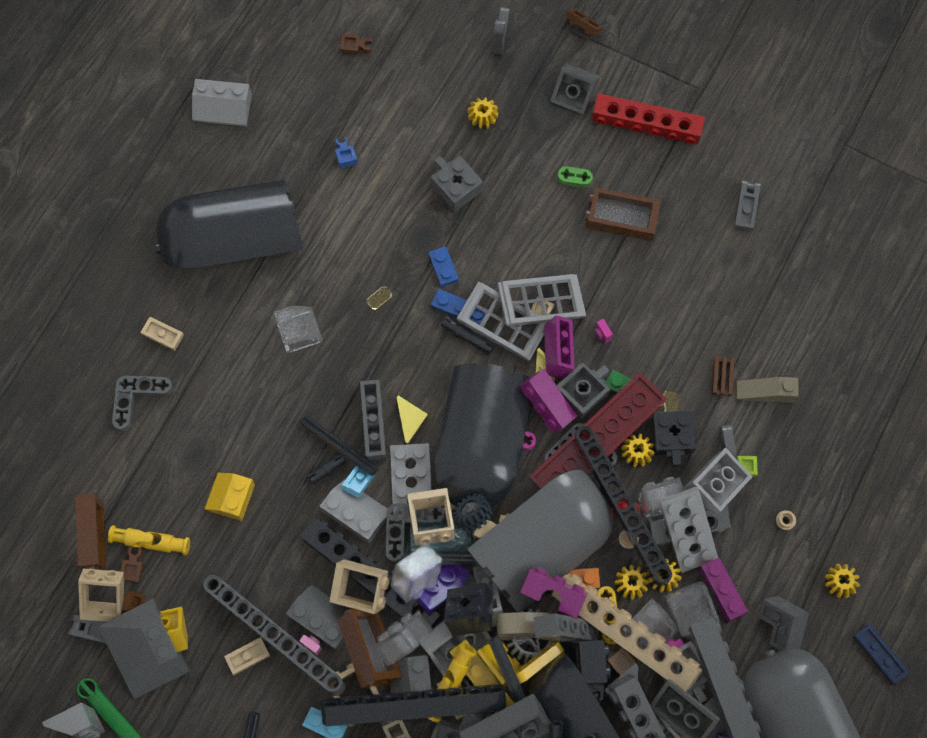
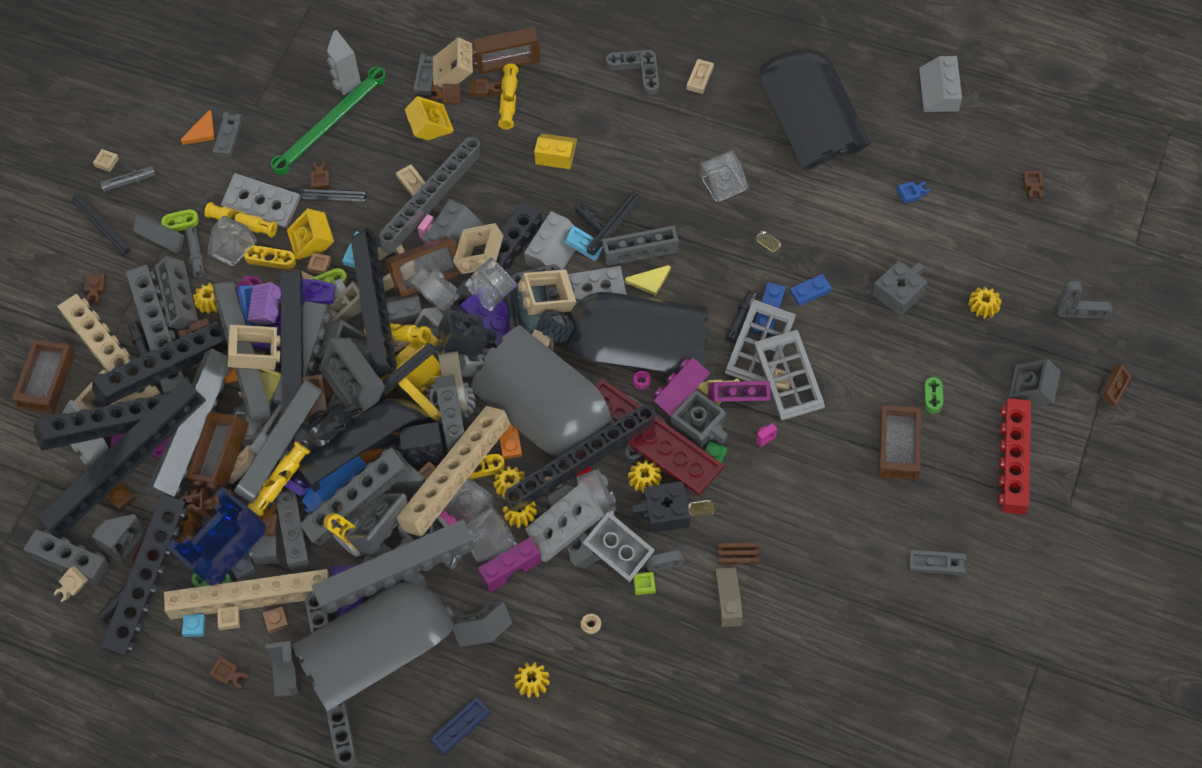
camera: 85 degrees right, 10 degrees down
(143, 649) = (410, 103): dark grey slope -> none
(571, 596) = (481, 413): magenta arch -> none

